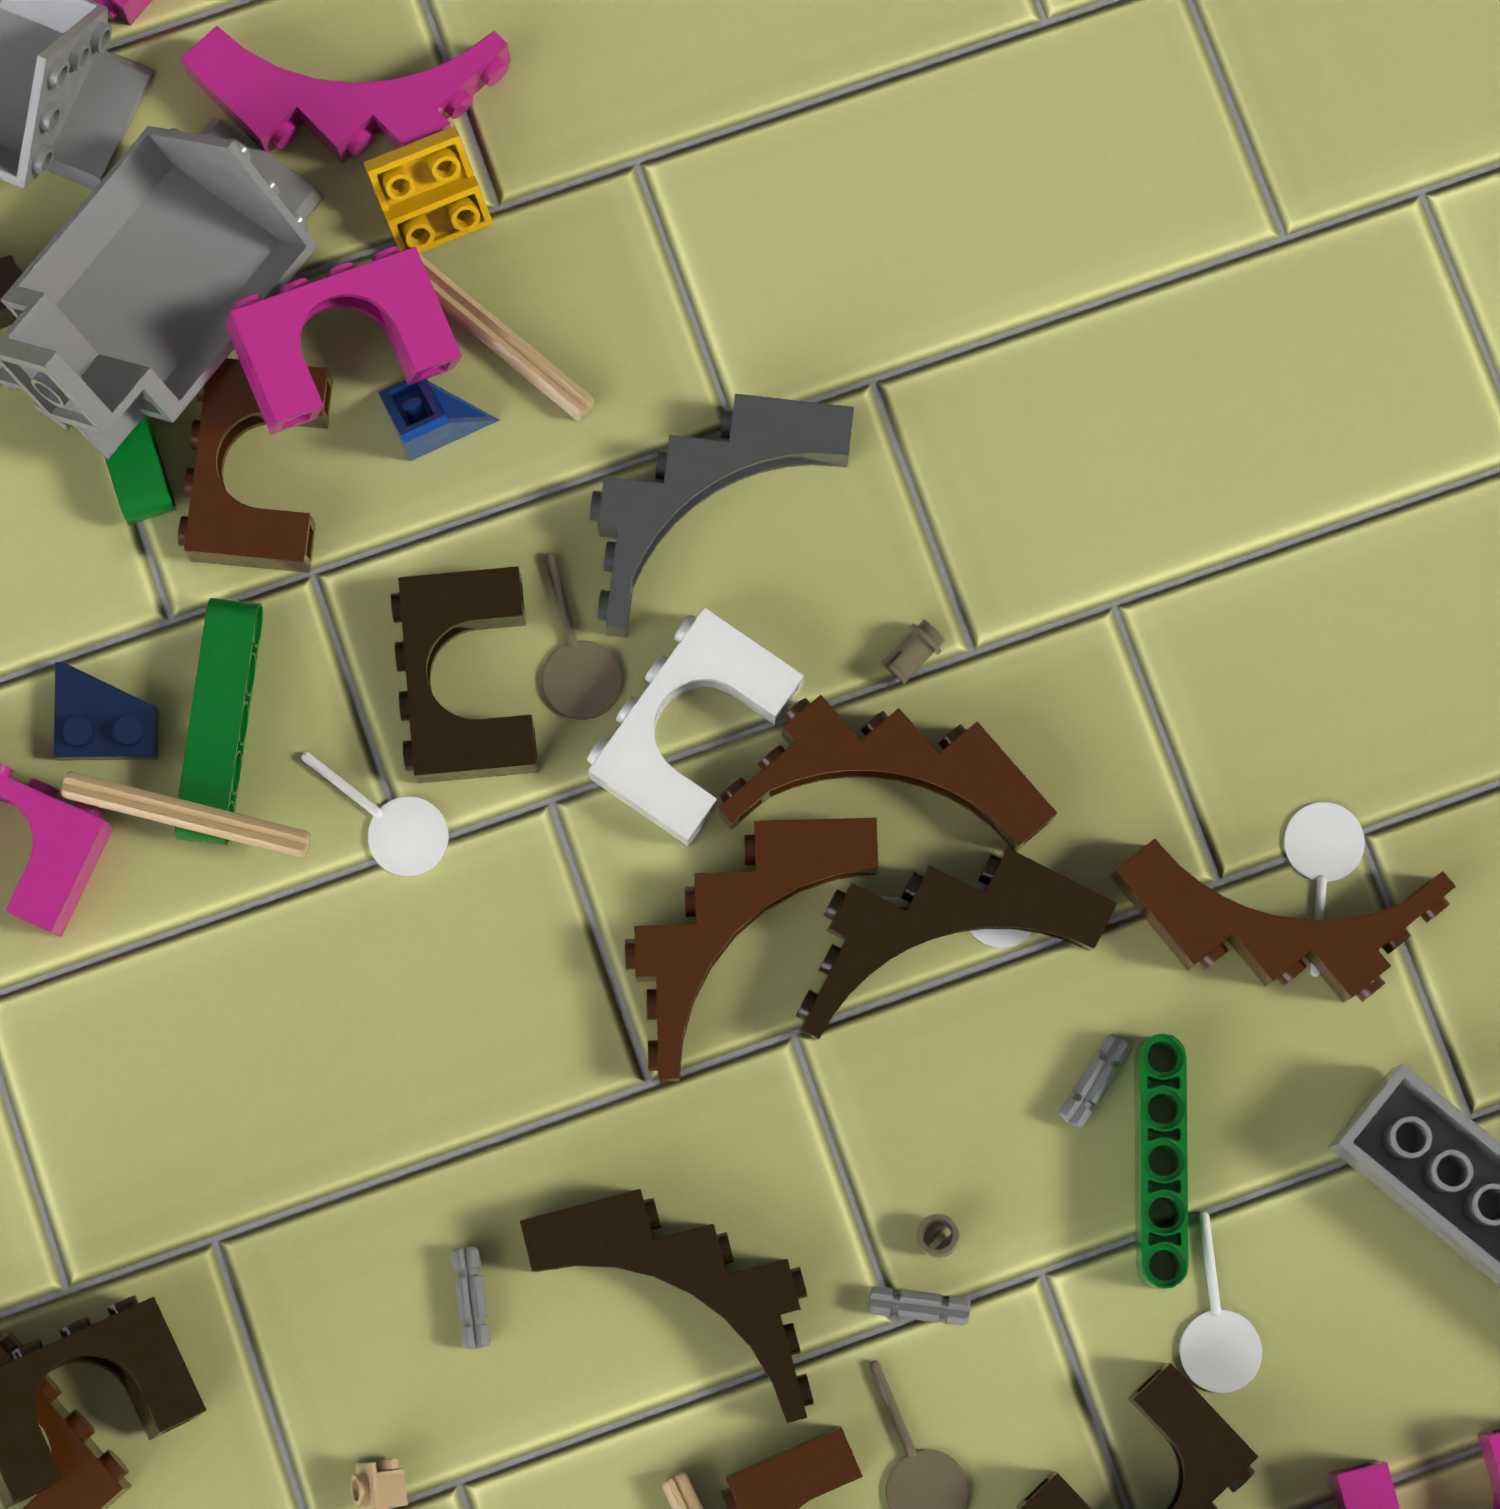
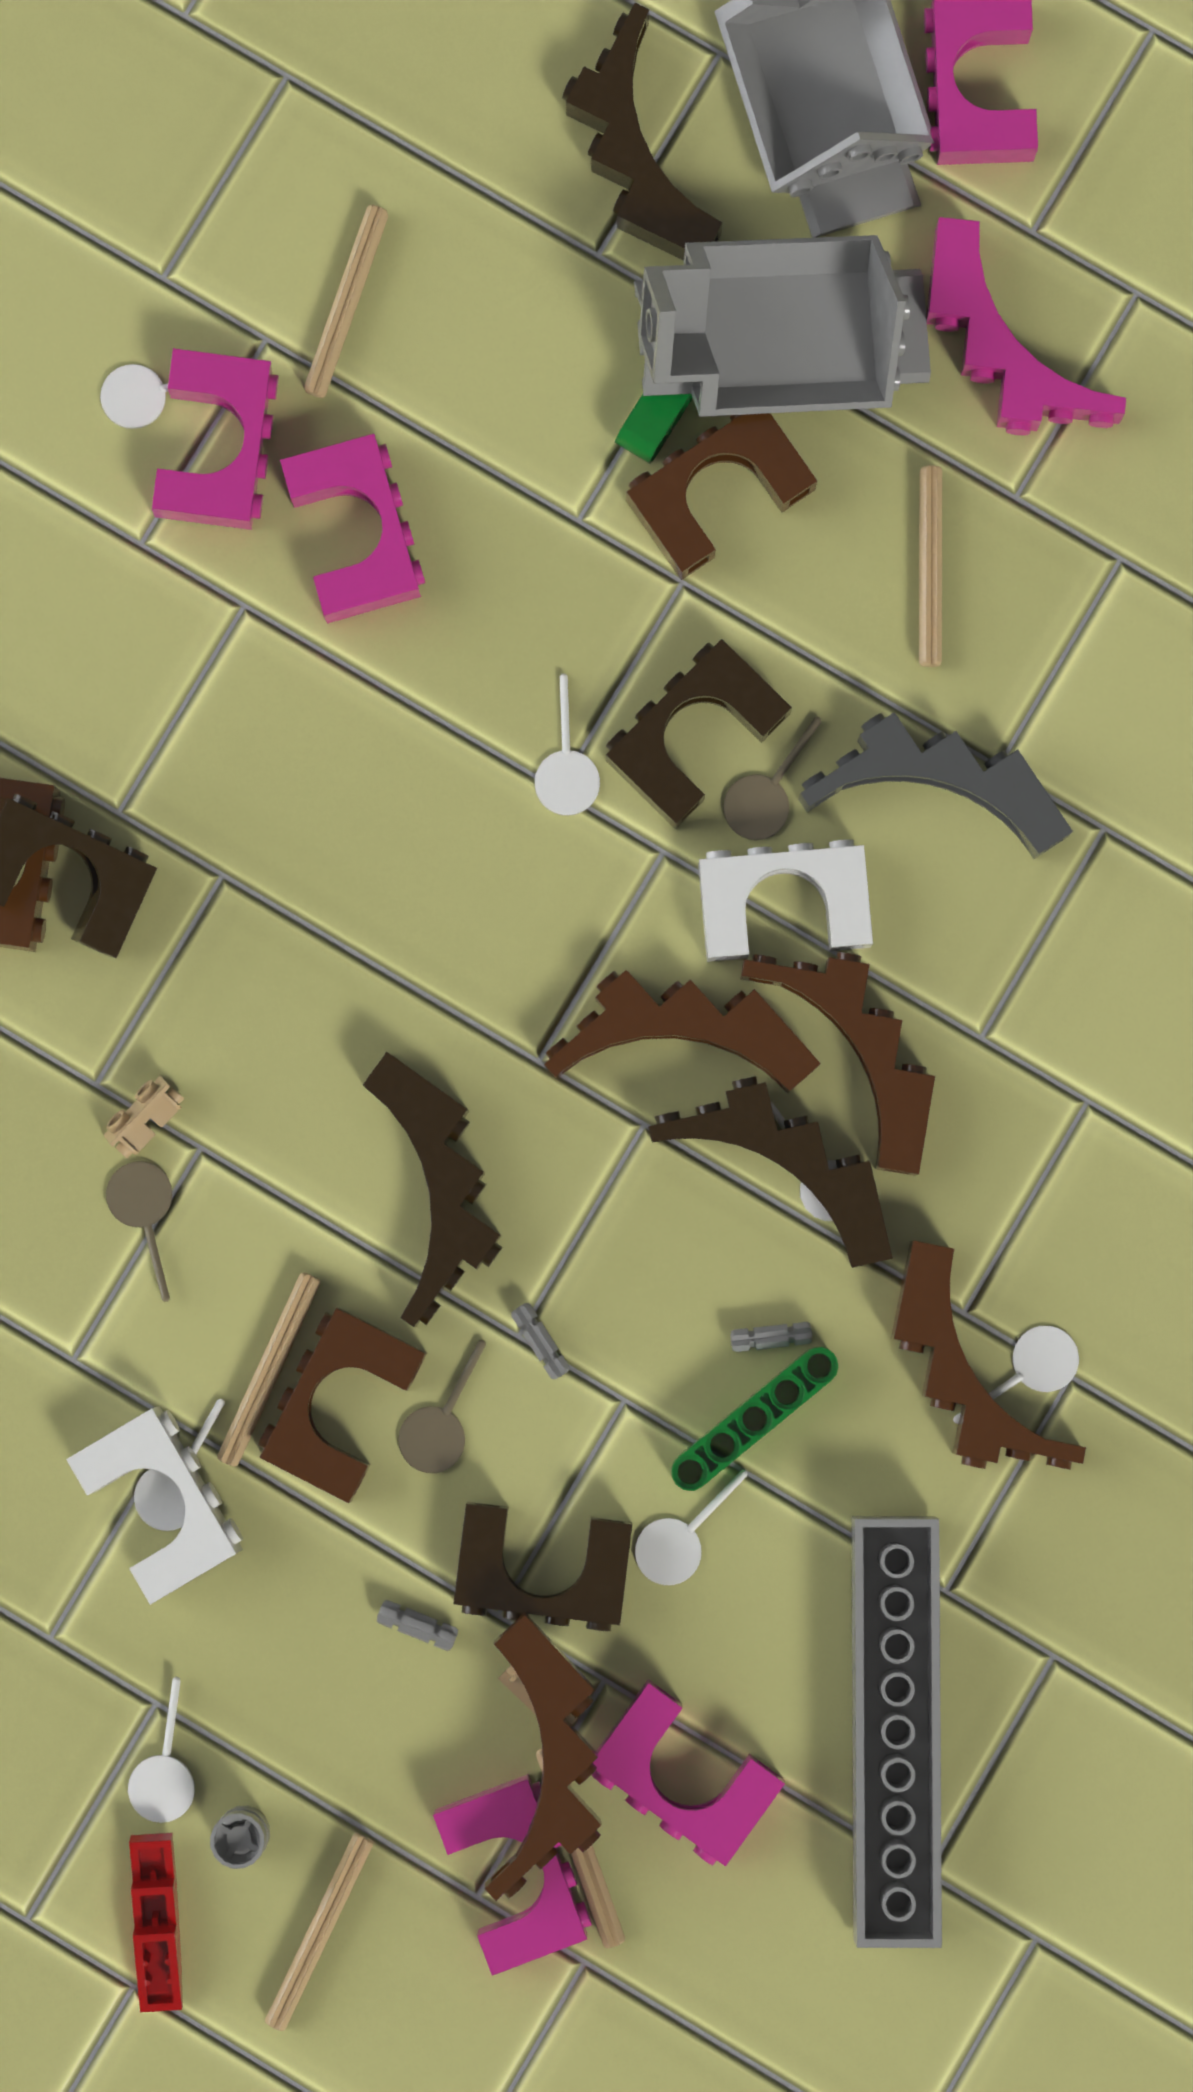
camera: 55 degrees right, 5 degrees up
(100, 720) = (479, 531): dark blue wing -> none
(186, 814) = (463, 635): tan axle -> none
(220, 708) = (539, 604): green beam -> none
(388, 289) = (899, 476): dark pink arch -> none
(428, 192) = (985, 446): yellow slope -> none
(430, 416) = (844, 569): blue slope -> none
(471, 1297) = (316, 1061): light grey axle -> none
(913, 651) = (949, 999): dark tan pin -> none
(931, 1229) = (596, 1310): dark tan hinge -> none

